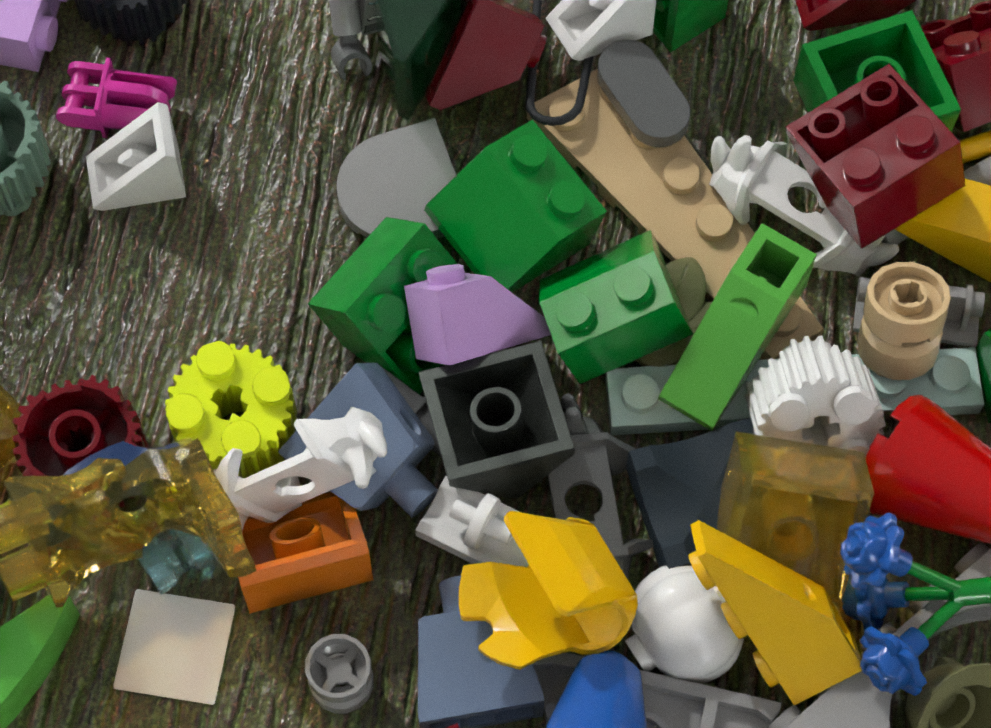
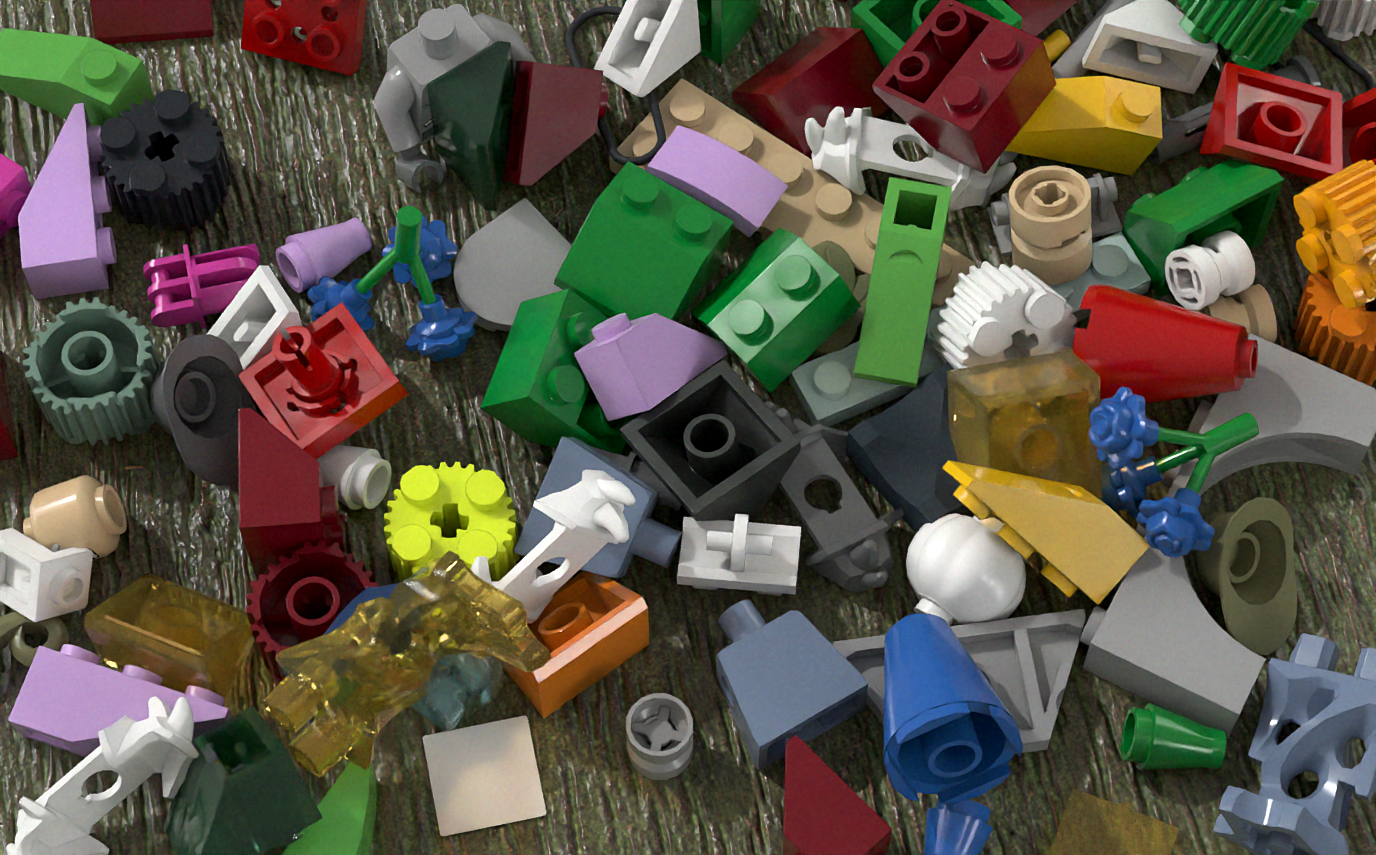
camera: 20 degrees left, 5 degrees down
(68, 219) = (198, 403): none -> dark grey piece
(88, 326) = (281, 495): none -> dark red slope
(167, 320) = (357, 474): none -> white cone
(168, 223) = (314, 375): none -> red plate
(230, 107) = (321, 253): none -> lavender cone
(313, 141) = (416, 255): none -> blue plant
(559, 603) = (846, 582): yellow piece -> none
(612, 161) = (718, 177): none -> lavender slope
(643, 93) = (718, 105): dark grey tile -> none
(746, 98) = (810, 80): none -> dark red slope

